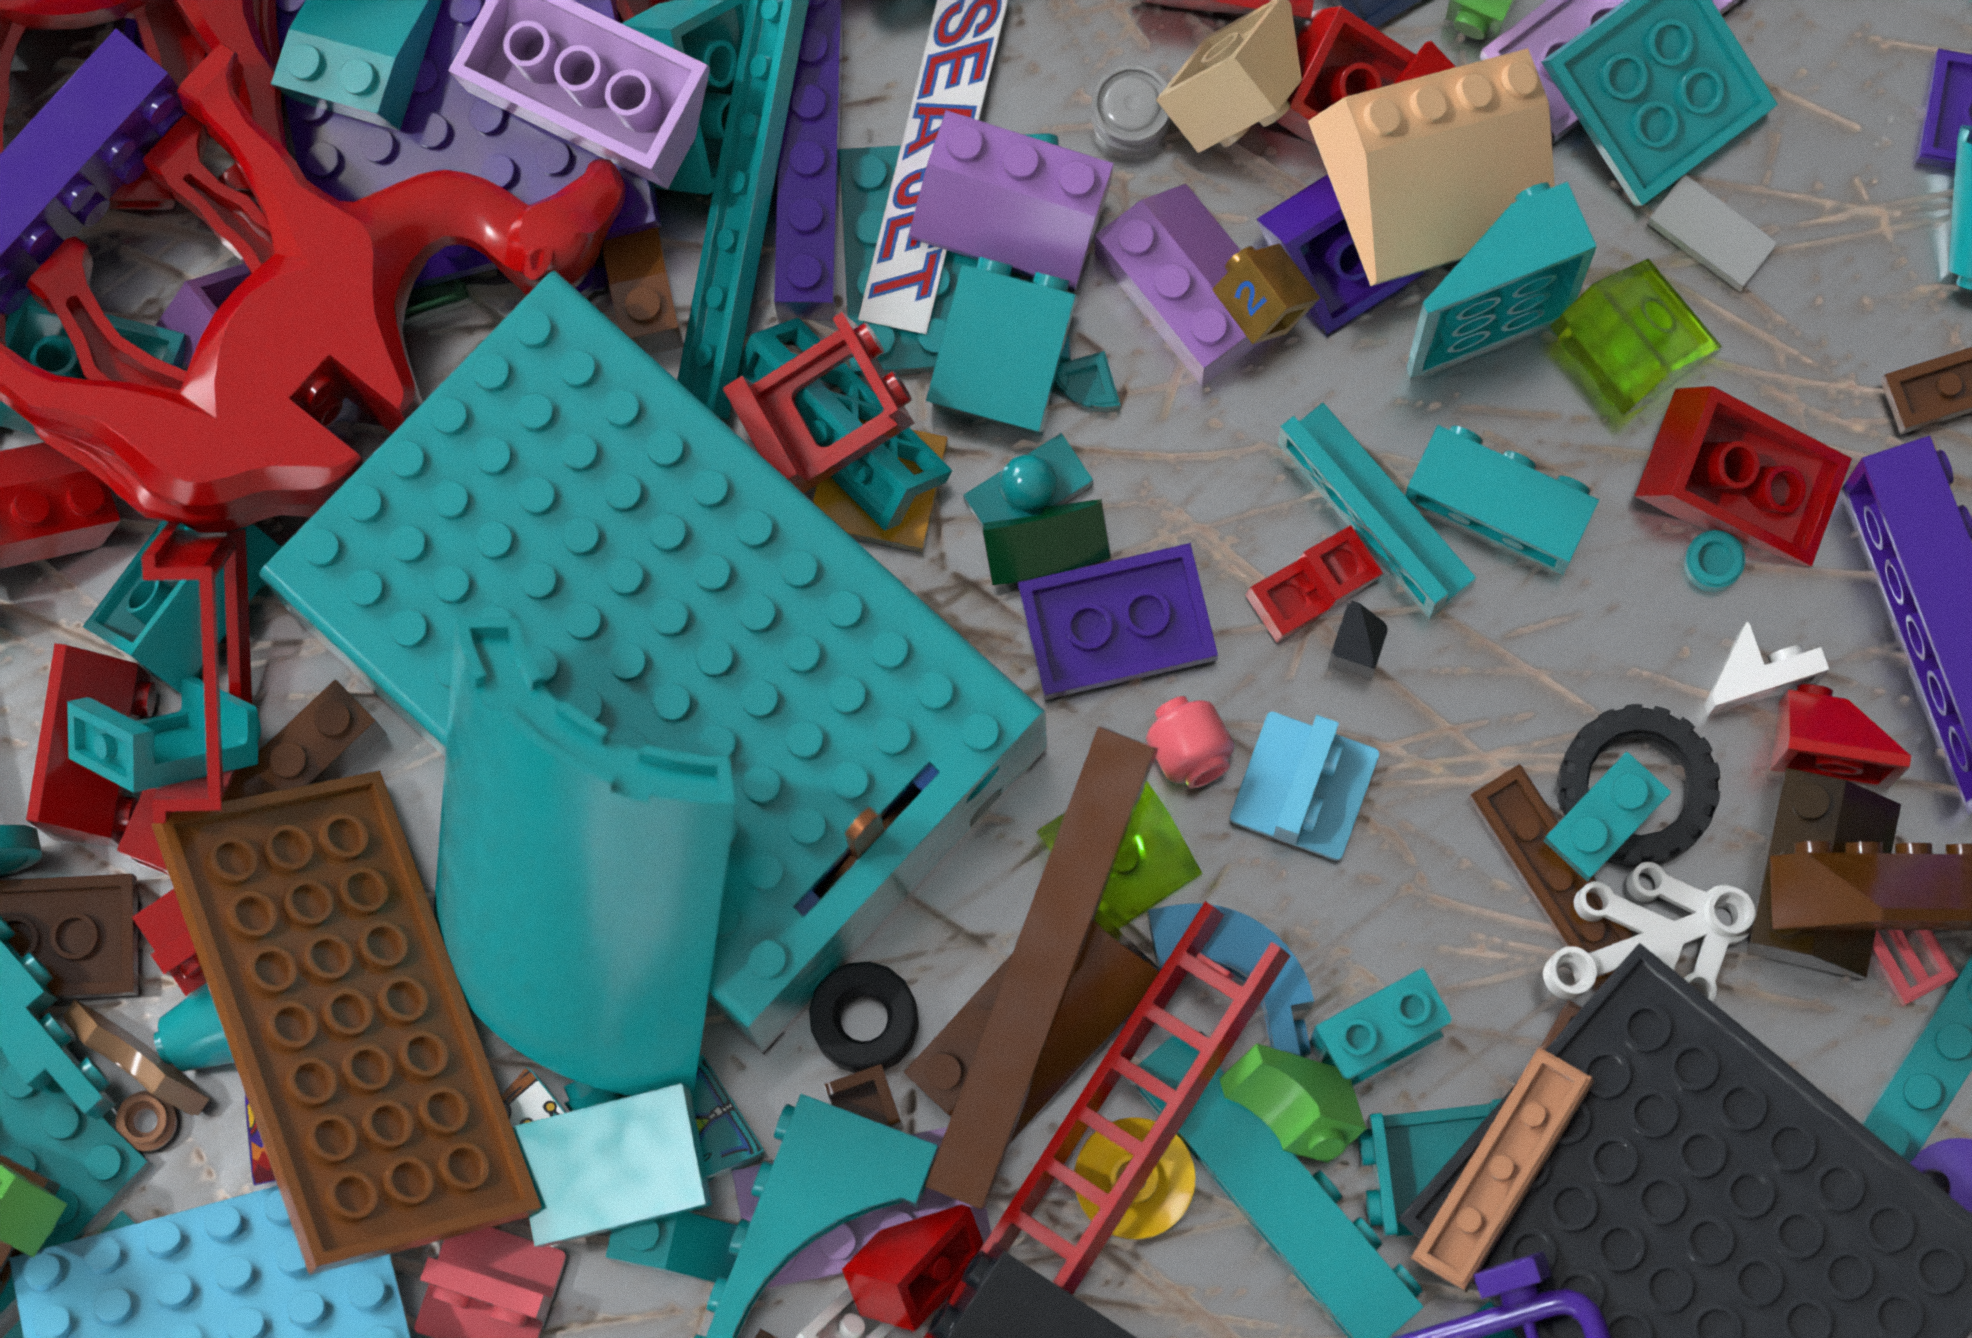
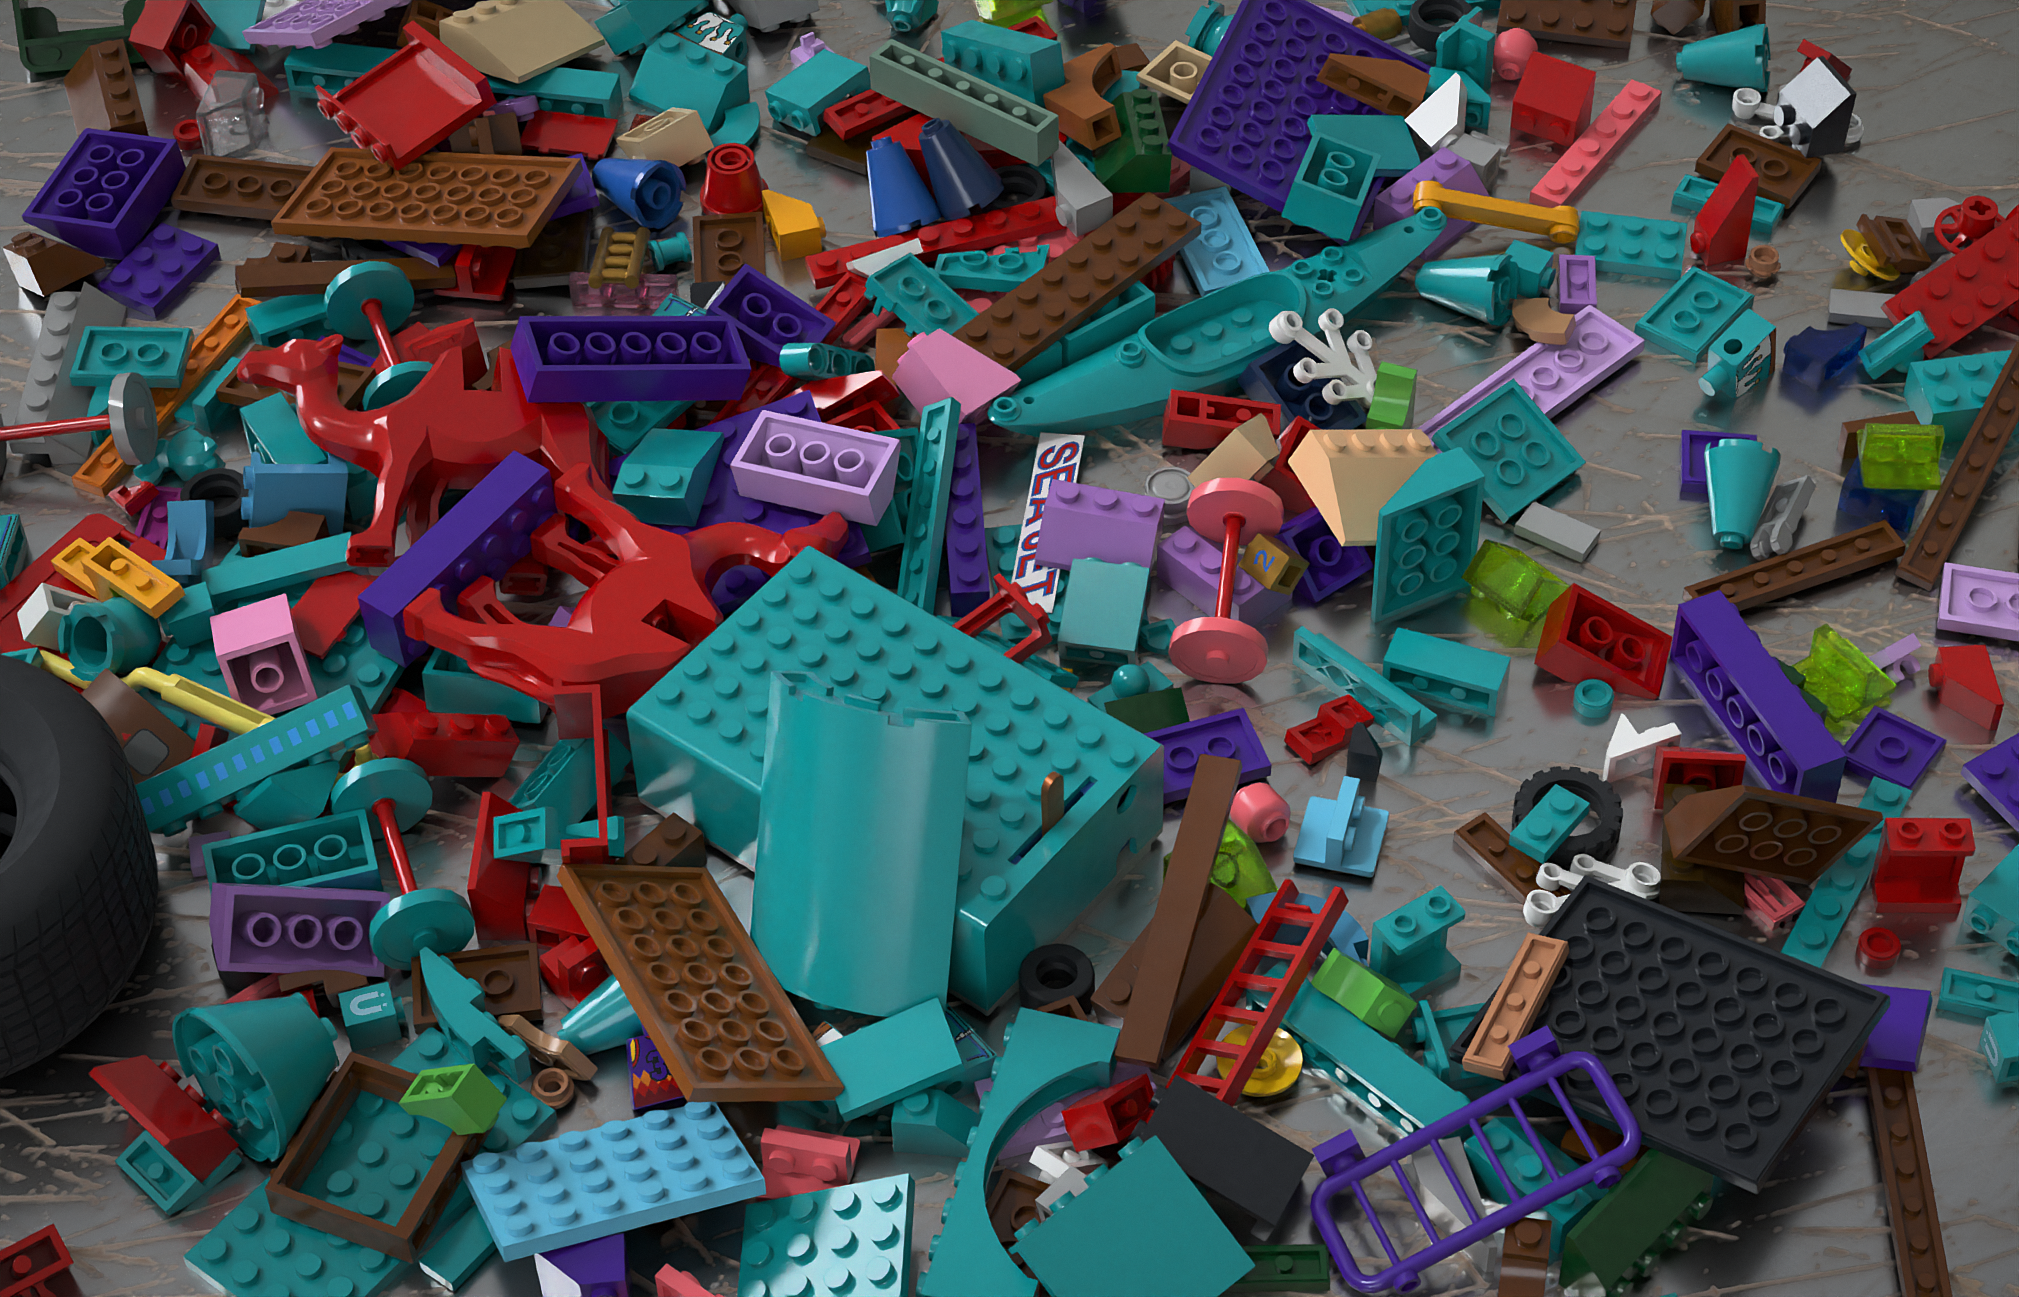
camera: 10 degrees left, 30 degrees down
(1216, 208) = (1217, 646): none -> coral piece

